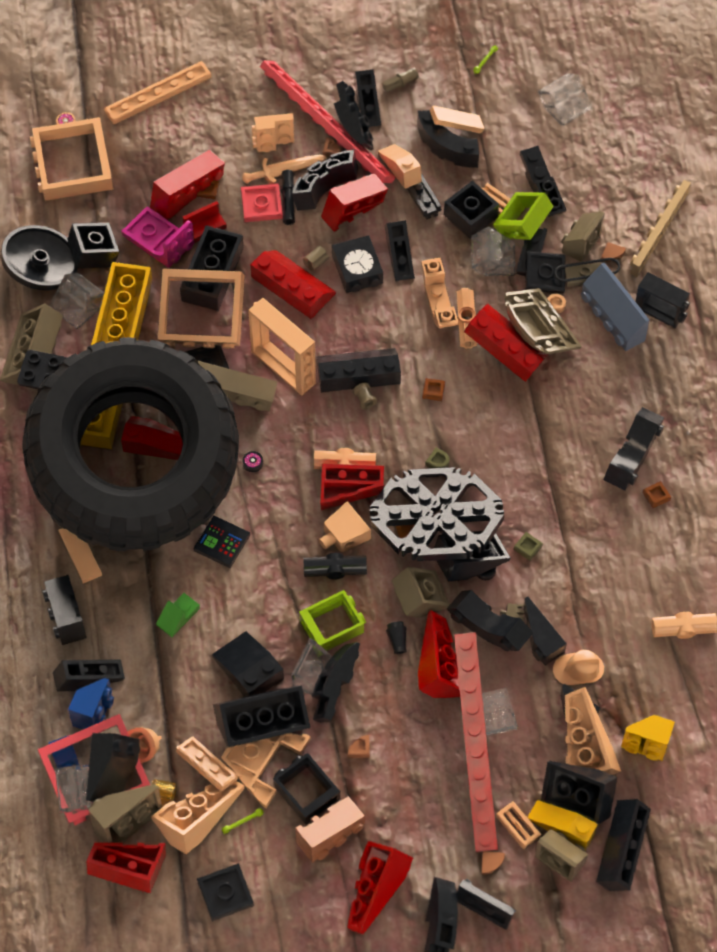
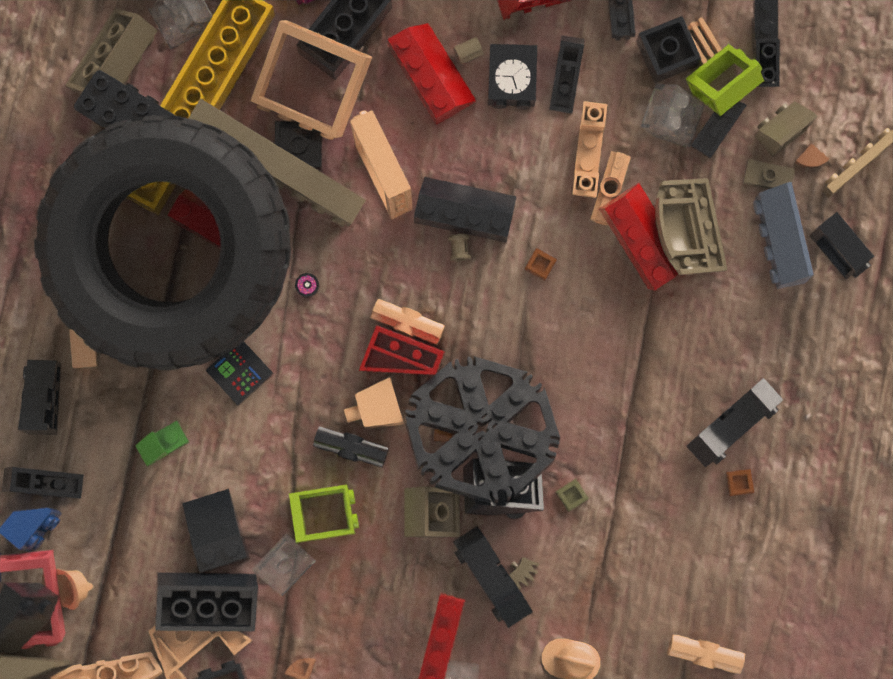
camera: 20 degrees right, 20 degrees up
(166, 789) = (76, 645): clear yellow piece -> none
(206, 764) = (131, 632): light nougat tile -> none
(335, 673) = (304, 577): black slope -> none
(397, 635) = (388, 553): black cone -> none
(438, 459) = (512, 355): olive tile -> none
(438, 661) = (416, 606): red wedge -> none
(541, 269) = (723, 159): black tile -> none
(545, 640) = (545, 619): black slope -> none
(558, 302) = (722, 201): light nougat tile -> none
(582, 263) = (771, 164): black piece -> none

